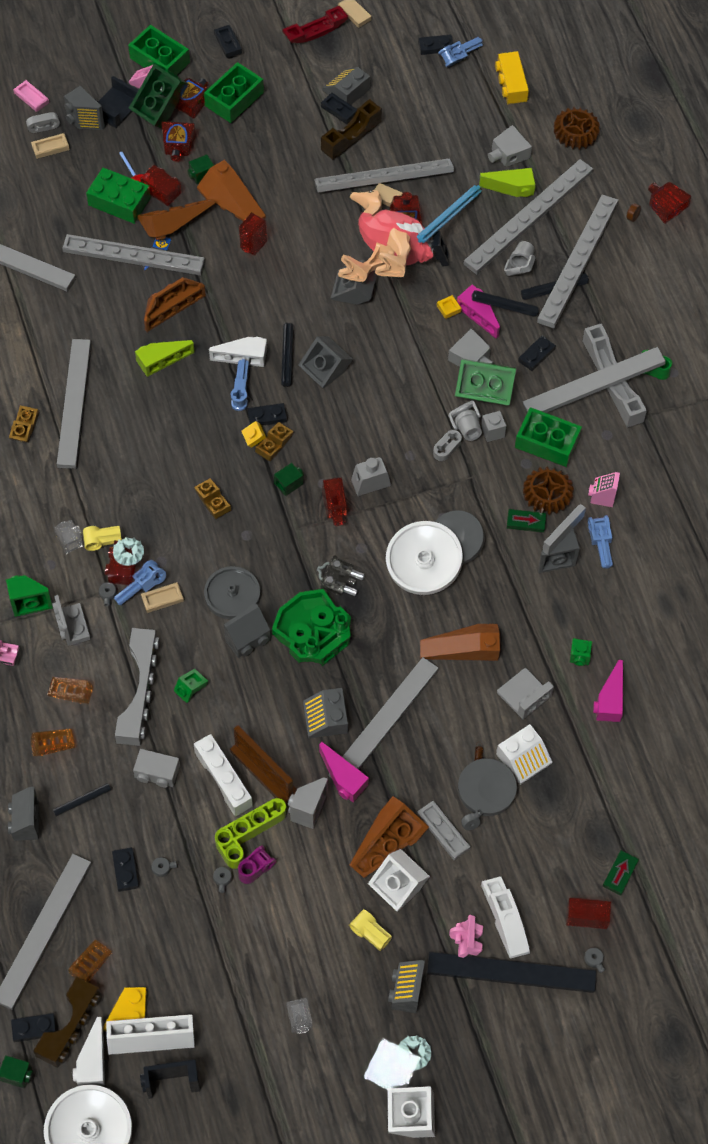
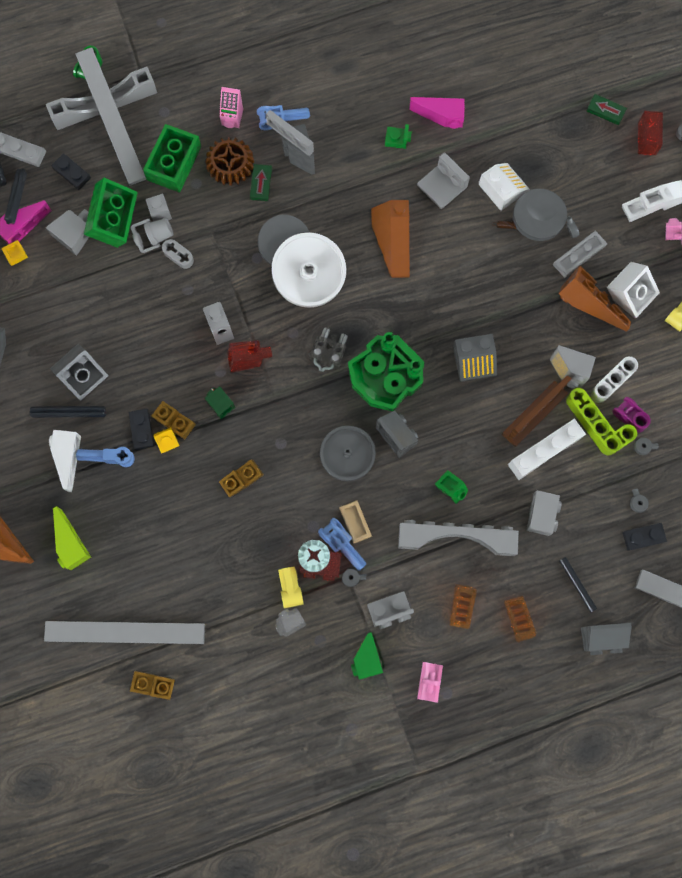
camera: 90 degrees left, 15 degrees up
(298, 859) = (620, 374): none -> white beam
(347, 778) = (542, 337): dark pink slope -> none
(390, 713) = (477, 307): light grey tile -> none

